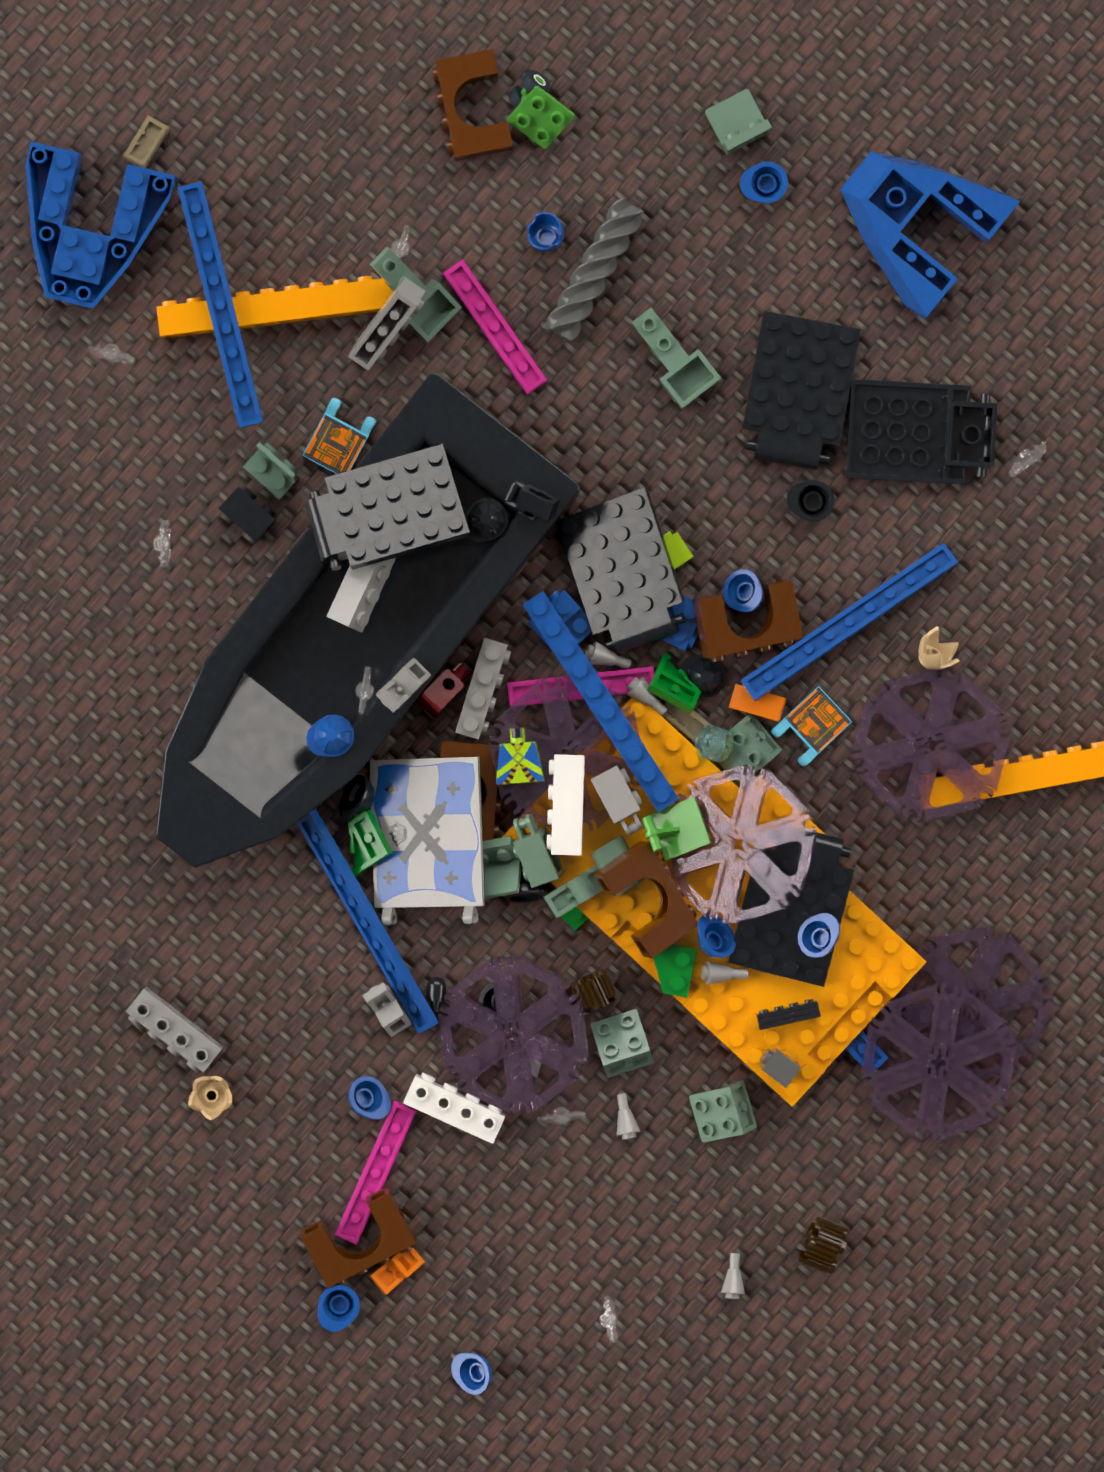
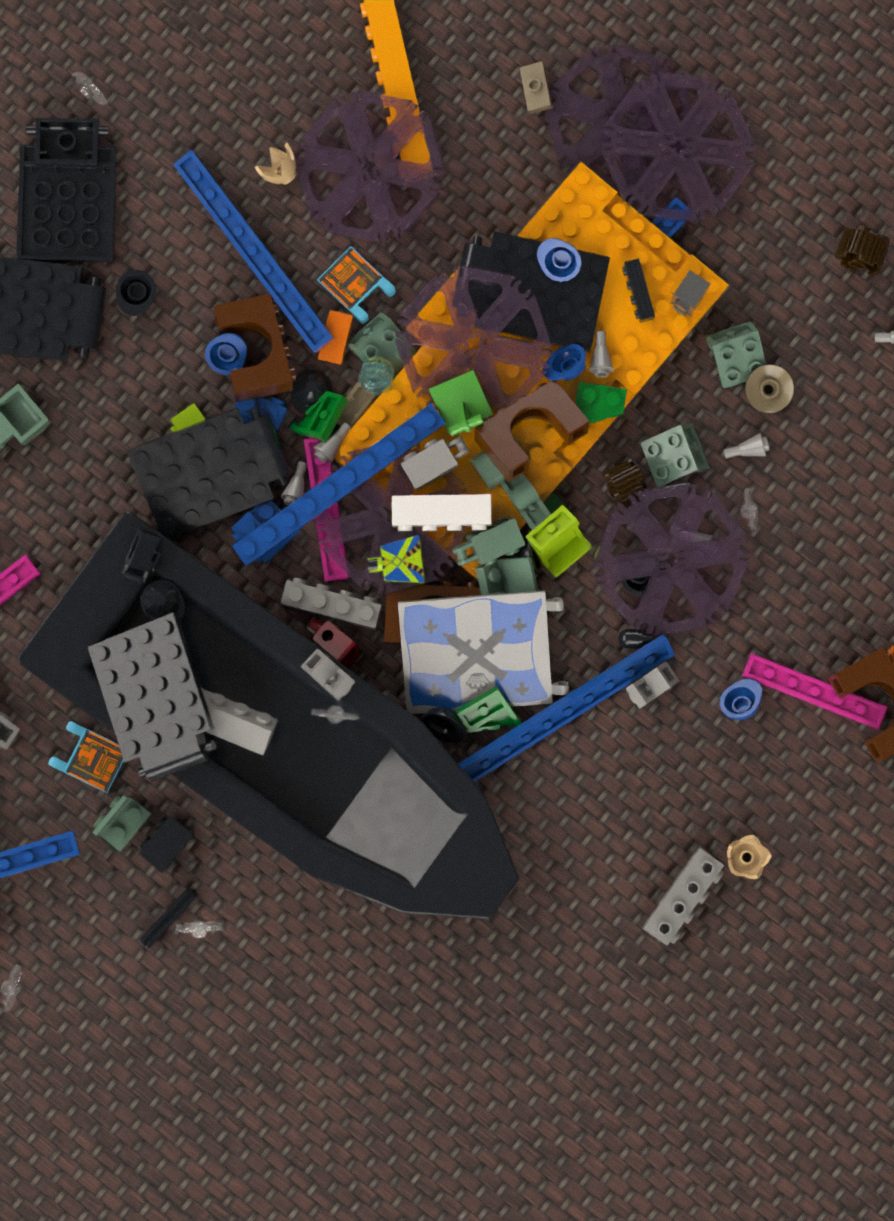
camera: 85 degrees left, 5 degrees down
(174, 513) = (168, 918): none -> black axle
(330, 736) = (382, 747): blue piece -> none
(454, 1108) = (746, 616): white brick -> none
(535, 921) = (558, 541): none -> lime panel
(683, 1155) = (781, 386): none -> dark tan dish
(1009, 919) = (536, 87): none -> dark tan plate

